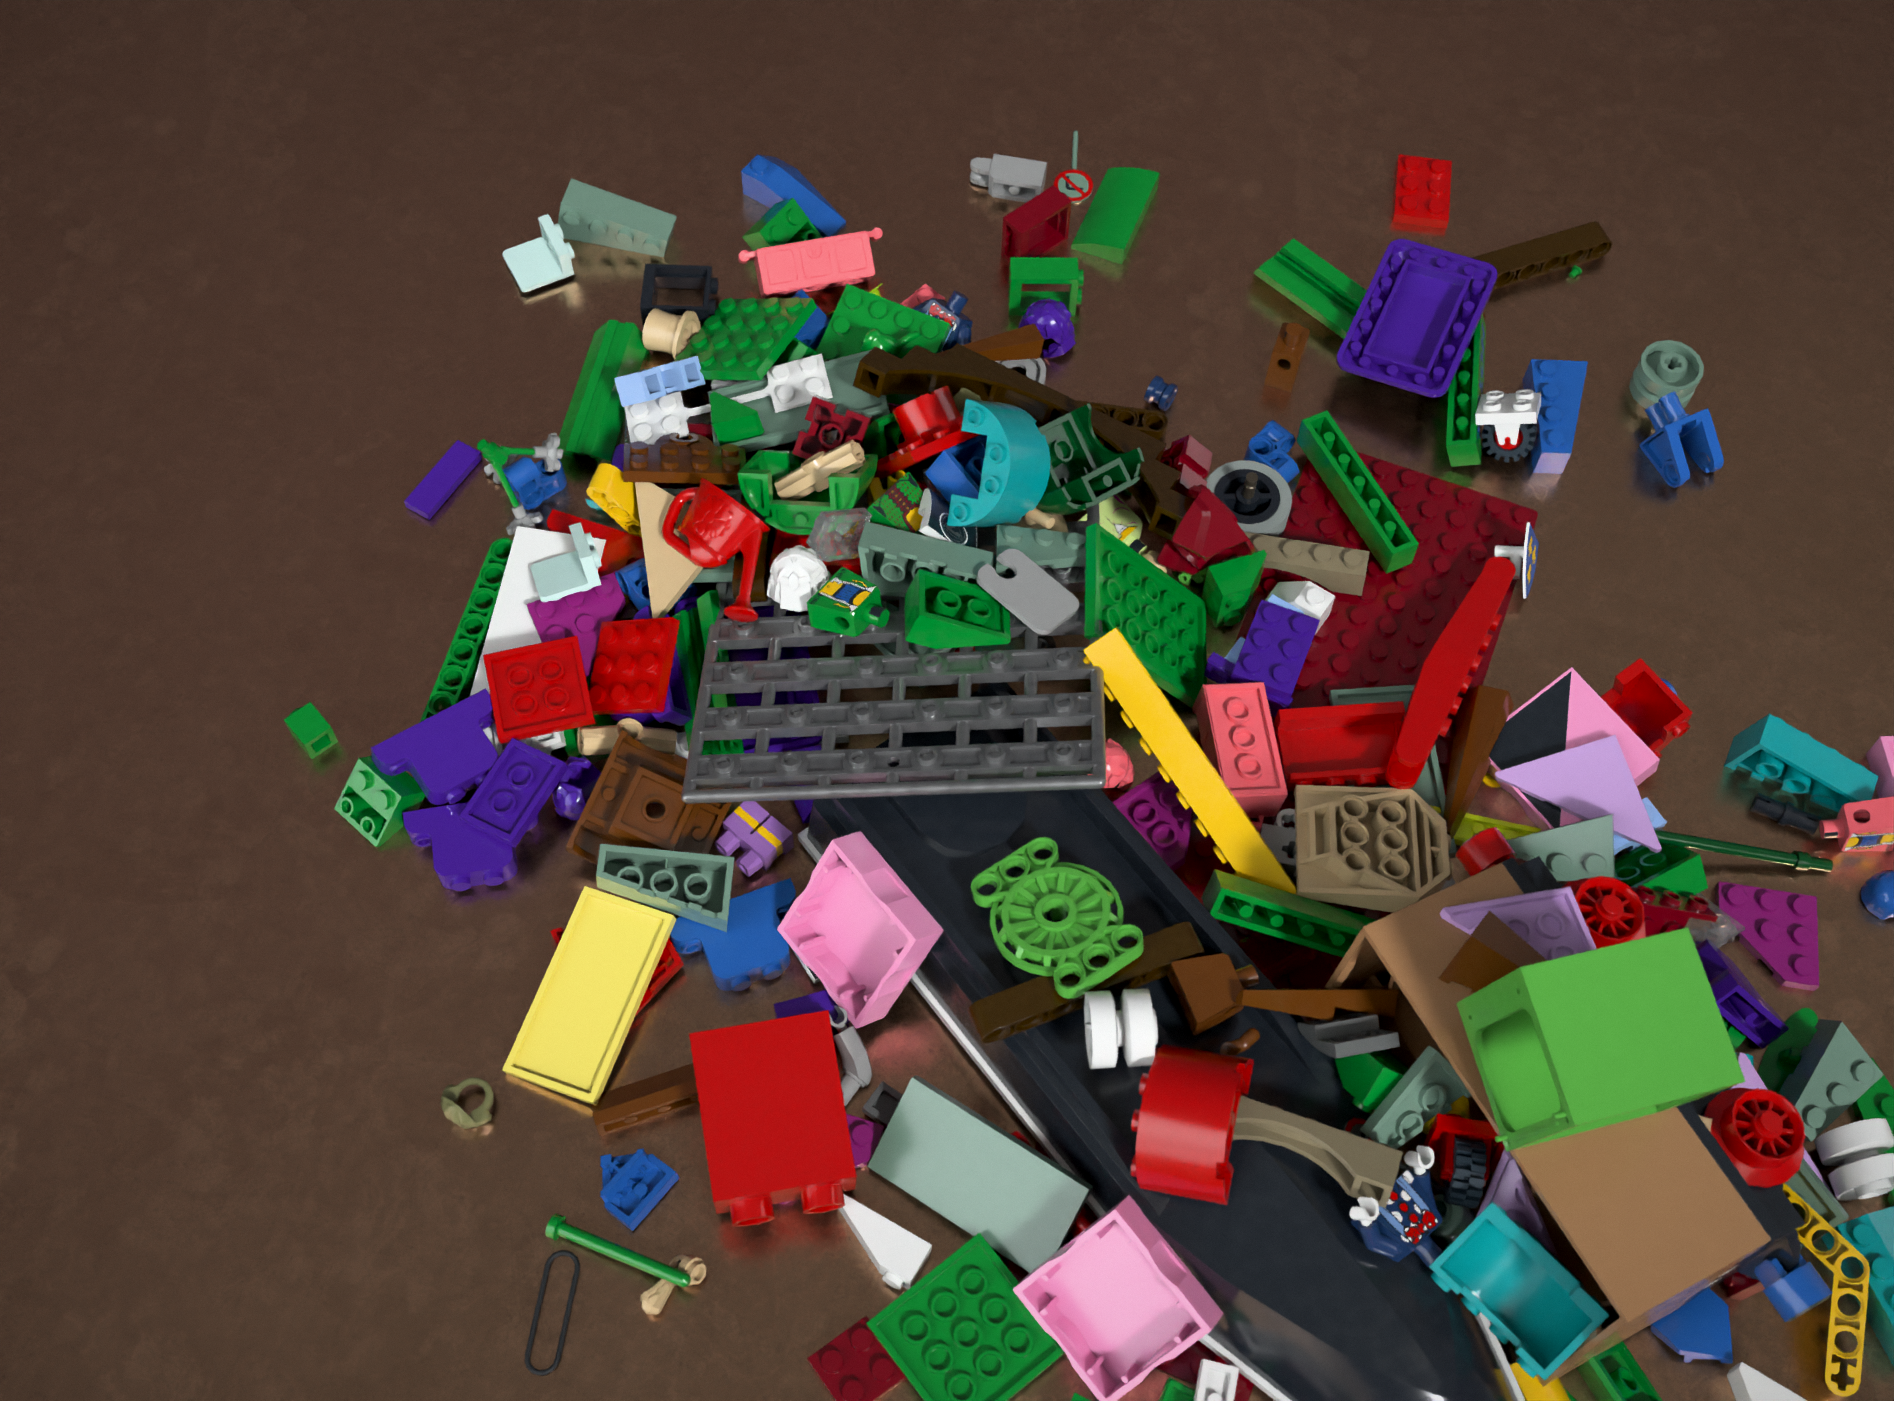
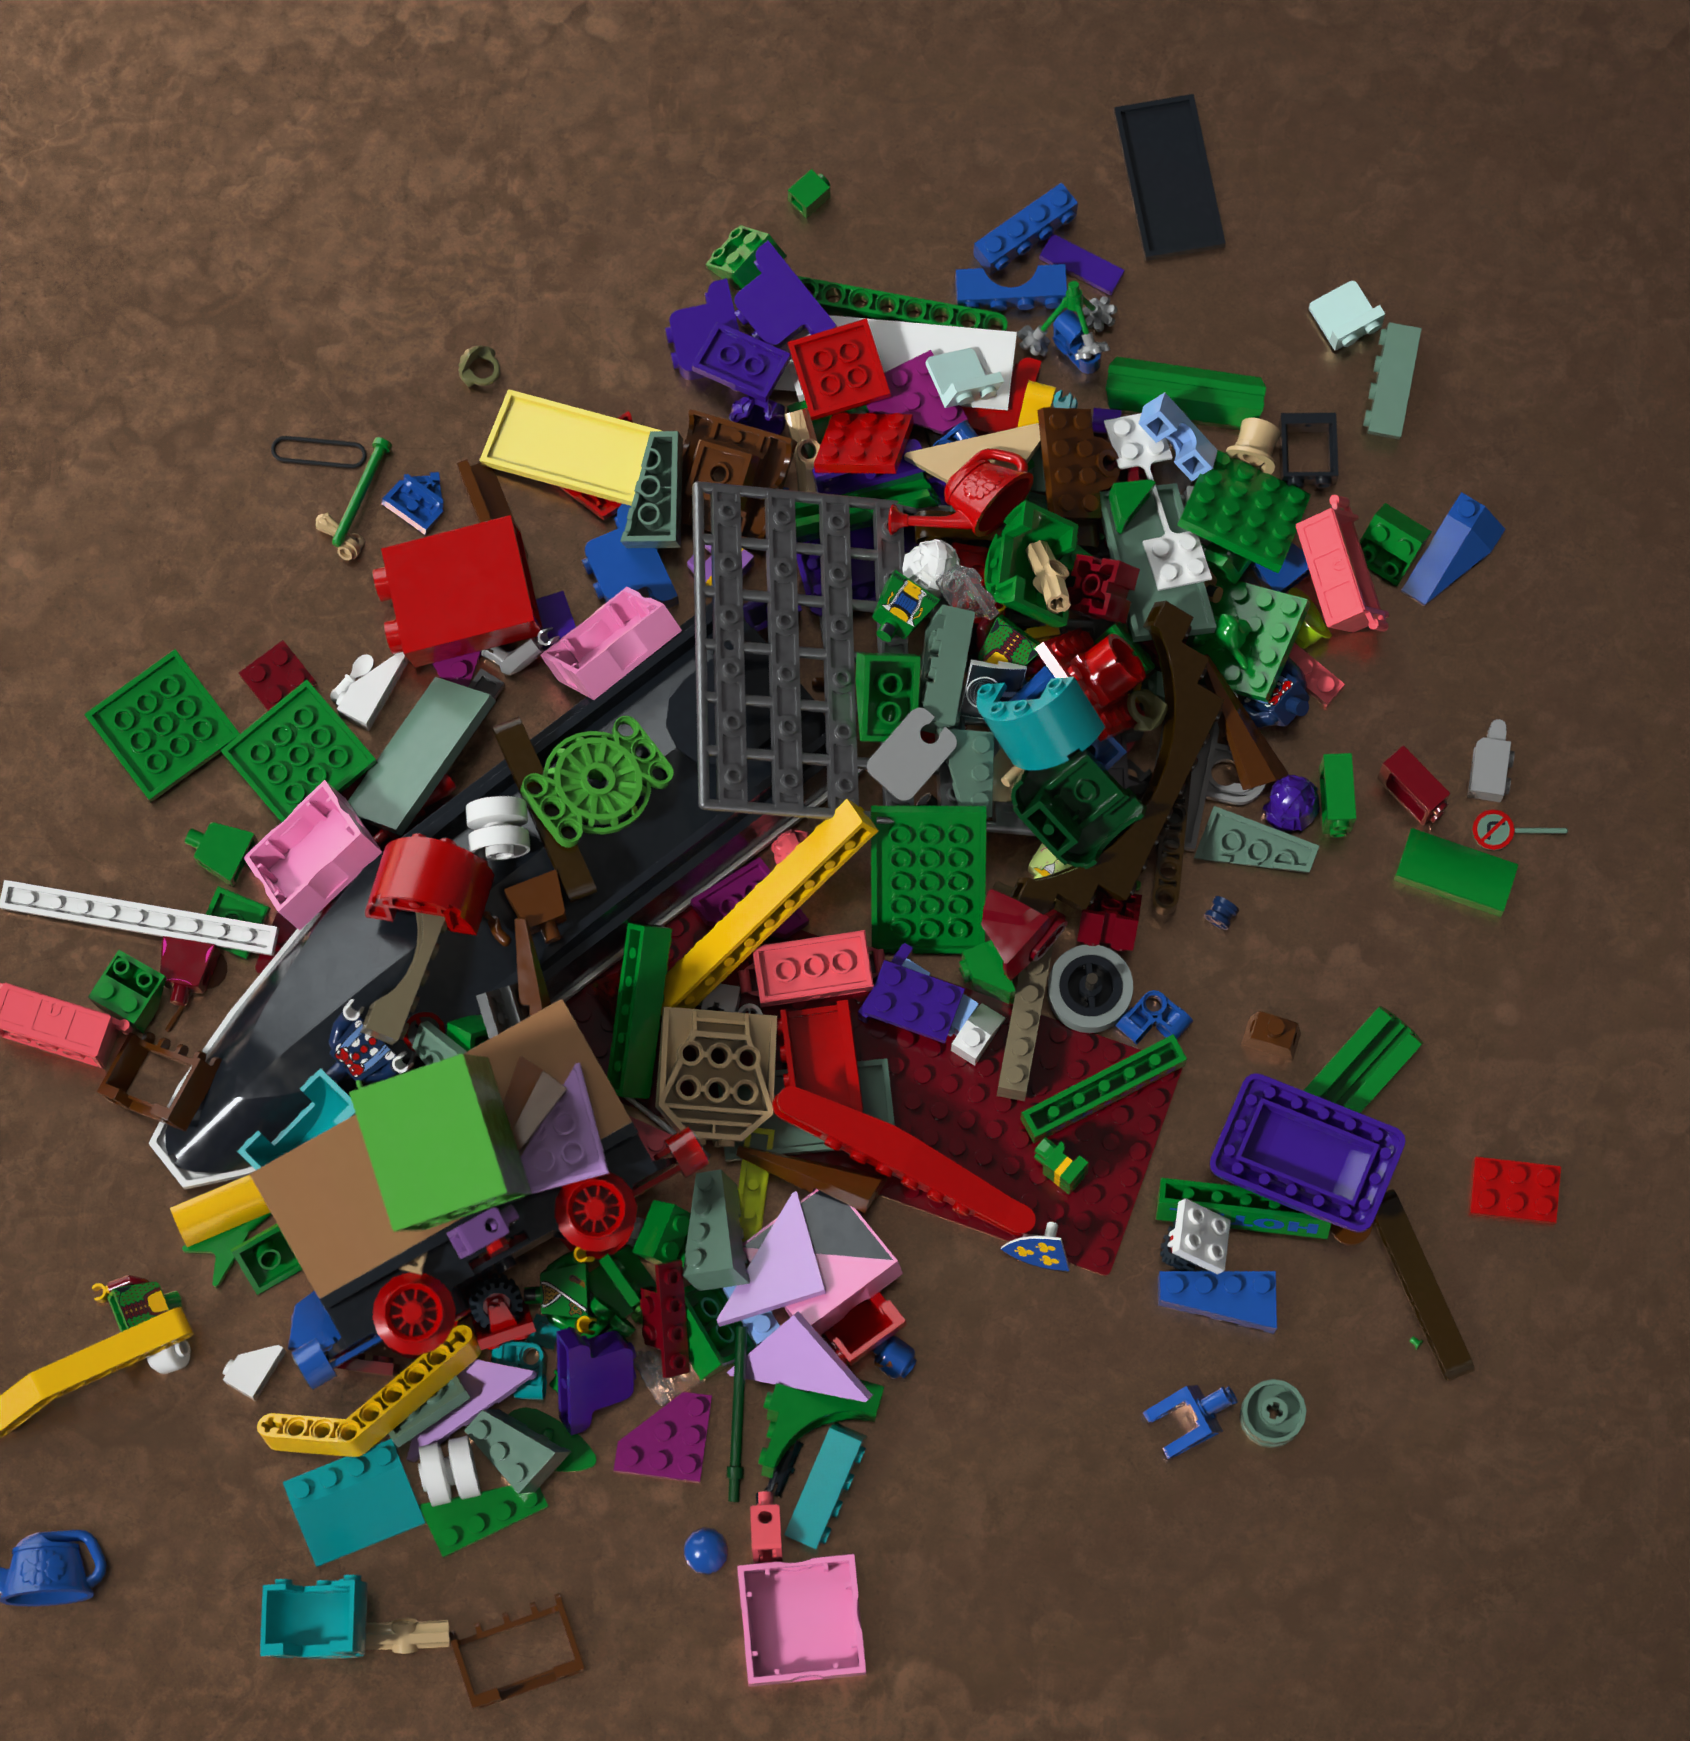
camera: 90 degrees right, 15 degrees up
(358, 399) = (1169, 177): none -> black tile
(396, 523) = (1025, 229): none -> blue brick
(458, 570) = (978, 291): none -> blue arch
(850, 1261) = (360, 668): none -> white piece
(1089, 362) = (1250, 843): none -> sand green wing
(1442, 528) = (1059, 1167): none -> green hips
(1685, 769) = (804, 1361): none -> lavender tile
(1734, 789) = (800, 1412): none -> green arch

